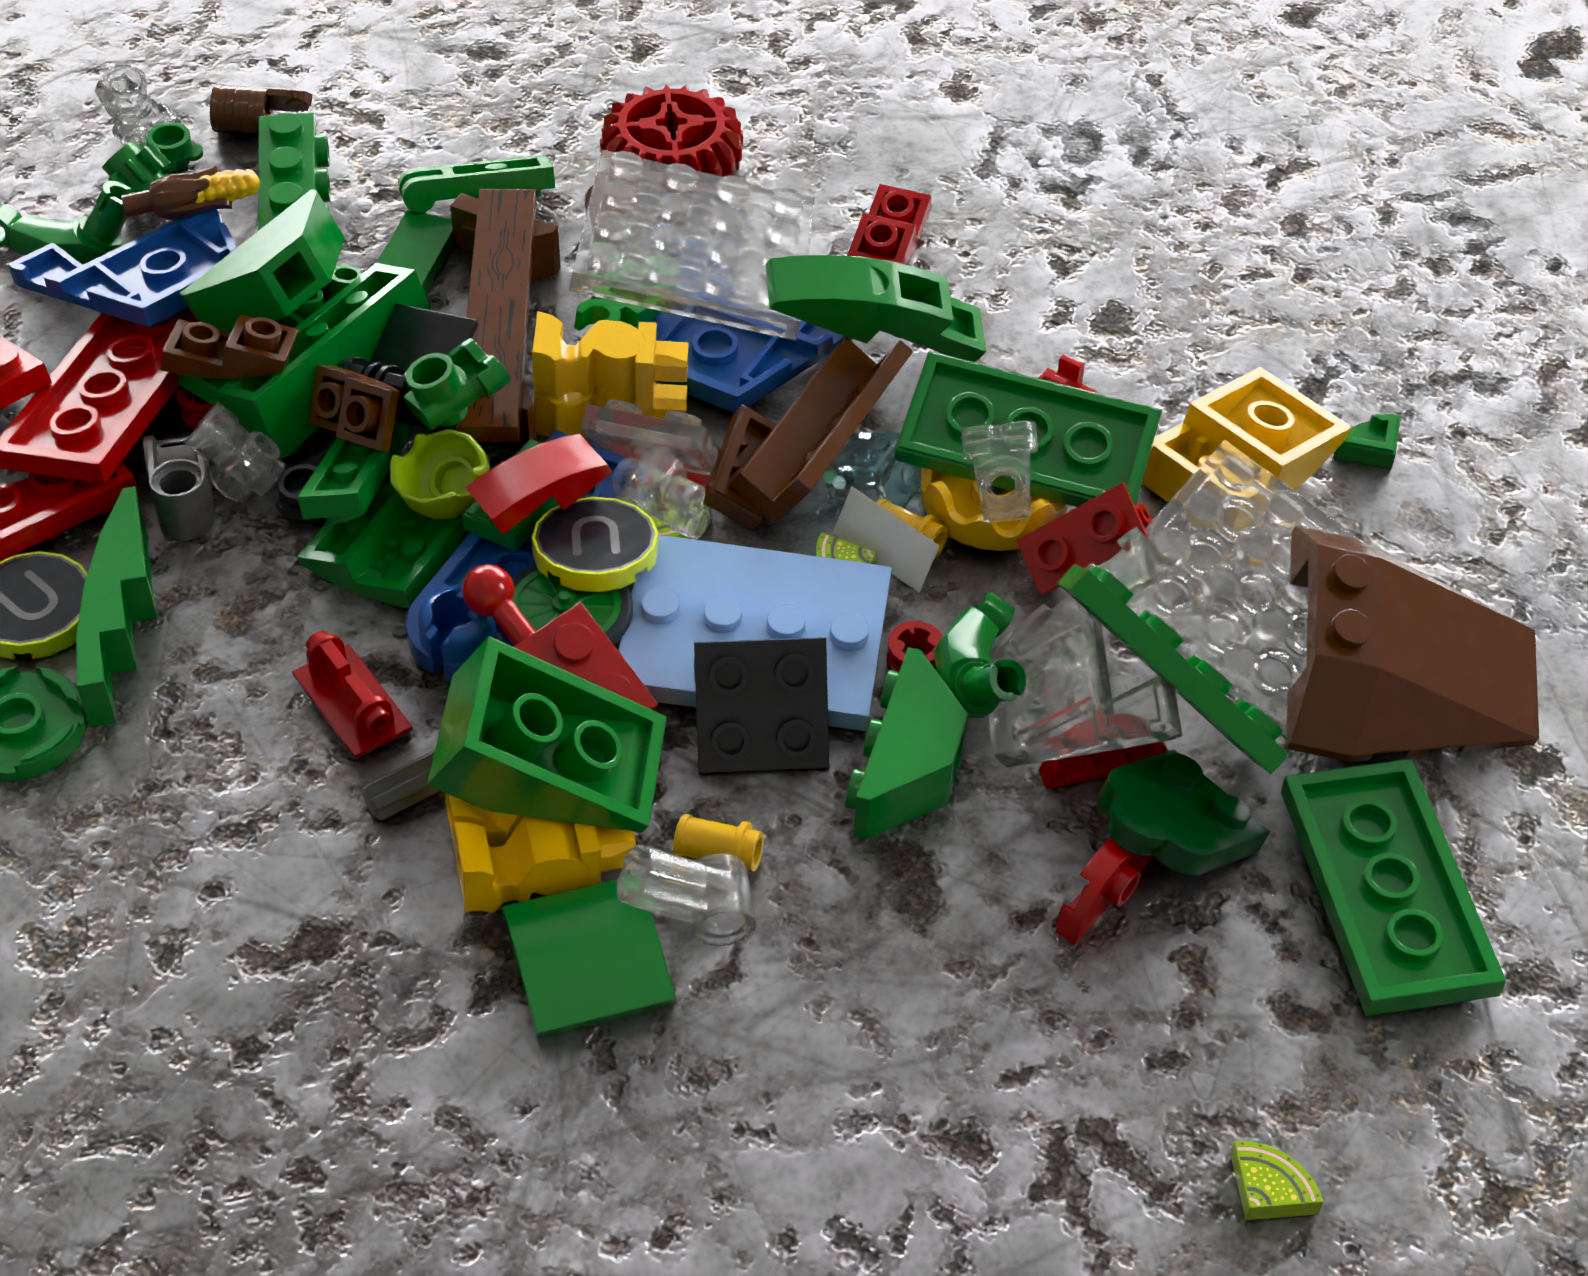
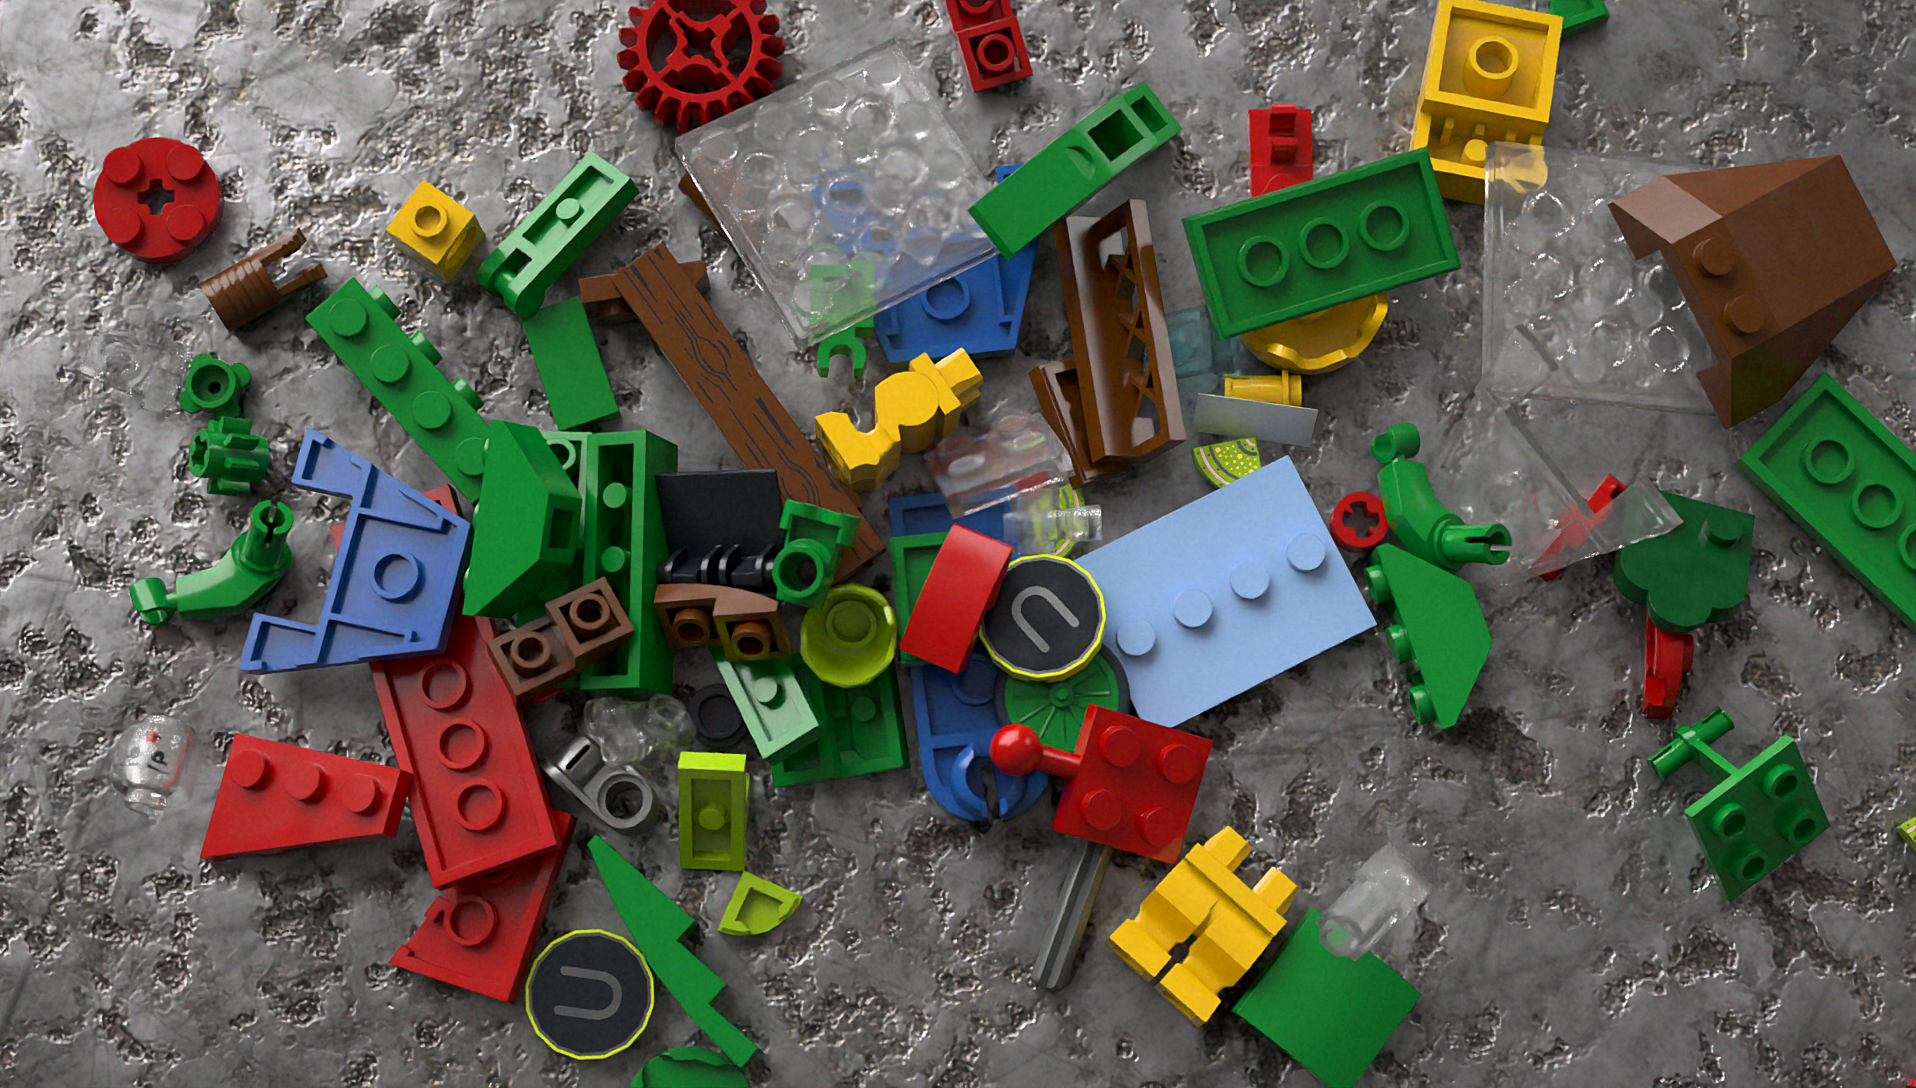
camera: 35 degrees left, 30 degrees up
(191, 193) = (349, 476): reddish brown piece -> none
(207, 627) = (758, 907): none -> lime tile
(235, 536) = (713, 810): none -> lime slope
(243, 48) = (132, 173): none -> red plate
(349, 695) = (944, 897): red hinge -> none
(395, 135) = (435, 231): none -> yellow brick
(545, 743) = (1187, 870): green slope -> none
(703, 837) = (1348, 829): yellow pin -> none
(761, 704) = (1293, 680): black hinge -> none
(1000, 452) = (1343, 316): clear plate -> none
(1082, 536) = (1441, 326): red hinge -> none
(1092, 1031) = (1754, 813): none -> green plate
(1192, 678) = (1620, 445): green plate -> none

